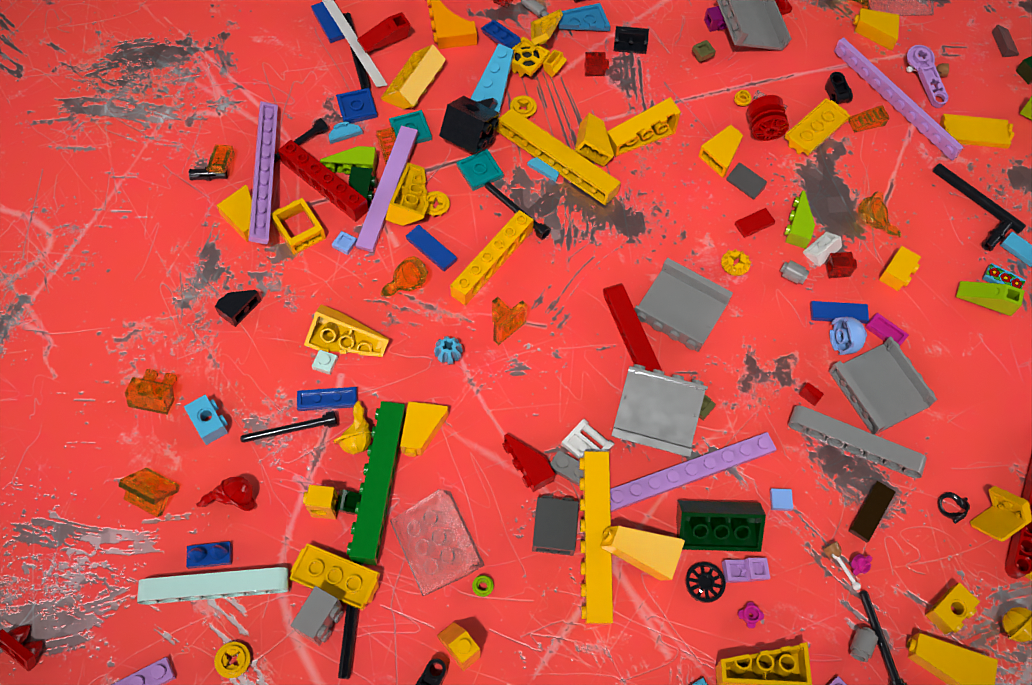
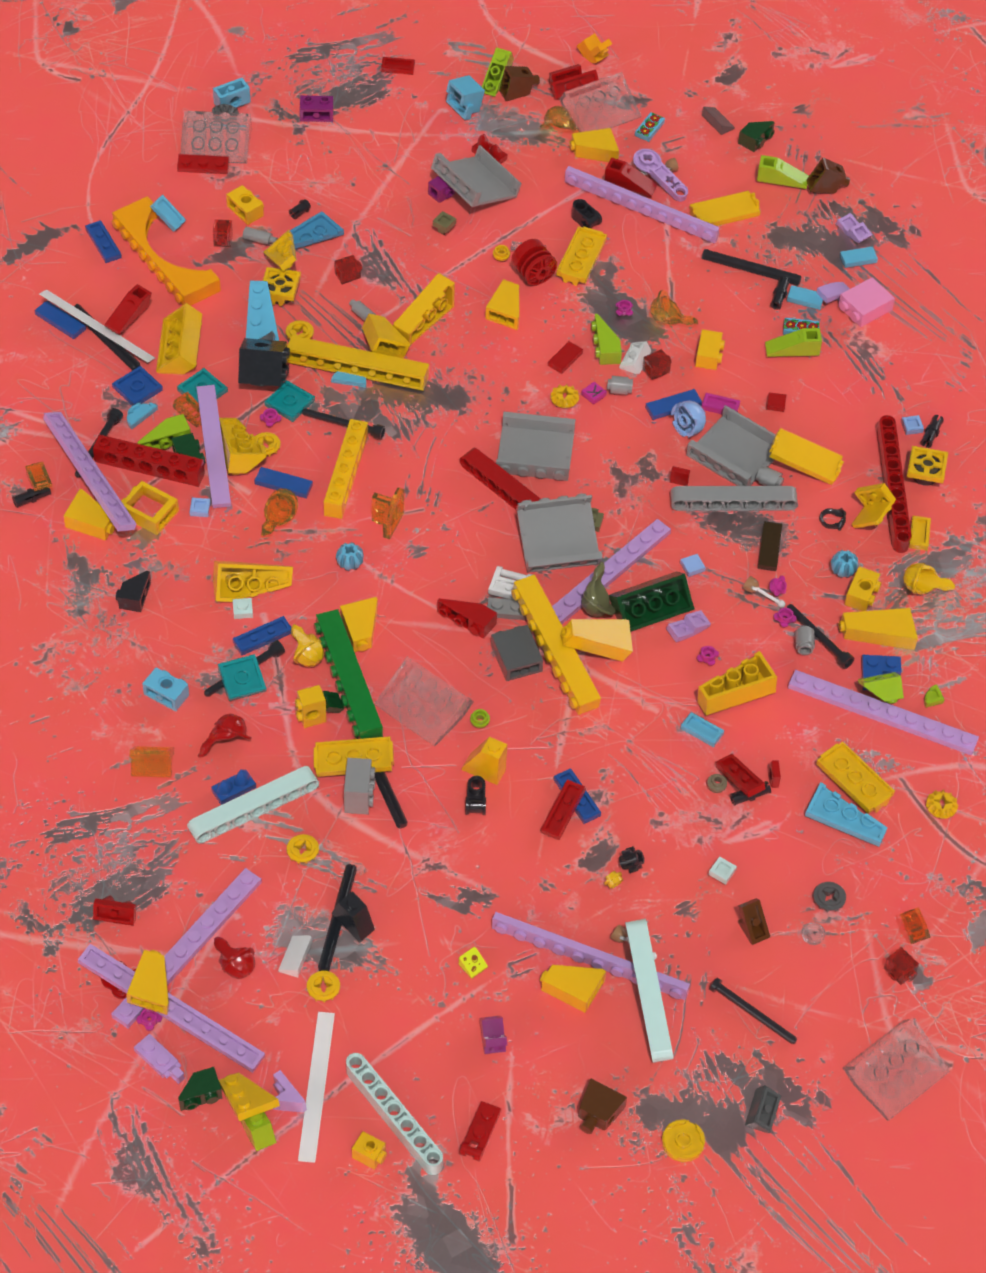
camera: 25 degrees left, 10 degrees down
(151, 395) = (104, 687): brick -> none
(280, 437) = (242, 677): none -> teal tile
(453, 174) = (270, 417): none -> dark pink plate
(500, 34) = (242, 272): blue tile -> none
(554, 62) = (308, 281): yellow piece -> none
(588, 105) = (360, 309): none -> light grey cylinder
(631, 40) = (369, 235): black hinge -> none
(664, 499) = (596, 598): none -> olive piece
(705, 582) = (660, 647): black wheel -> none
(746, 181) = (541, 324): dark grey slope -> none
(765, 269) = (594, 393): none -> dark pink tile
(834, 194) = (624, 308): none -> dark pink plate
(857, 599) = (788, 614): none -> dark pink plate
(879, 115) = (631, 224): slope -> none
(895, 67) = (628, 177): none -> red slope
(904, 434) = (769, 477): none -> light grey brick
(937, 26) = (649, 127): none -> tile
(944, 569) = (844, 563): none -> medium azure piece
(945, 350) = (776, 402): none -> red tile
(952, 426) = (806, 456): none -> yellow brick

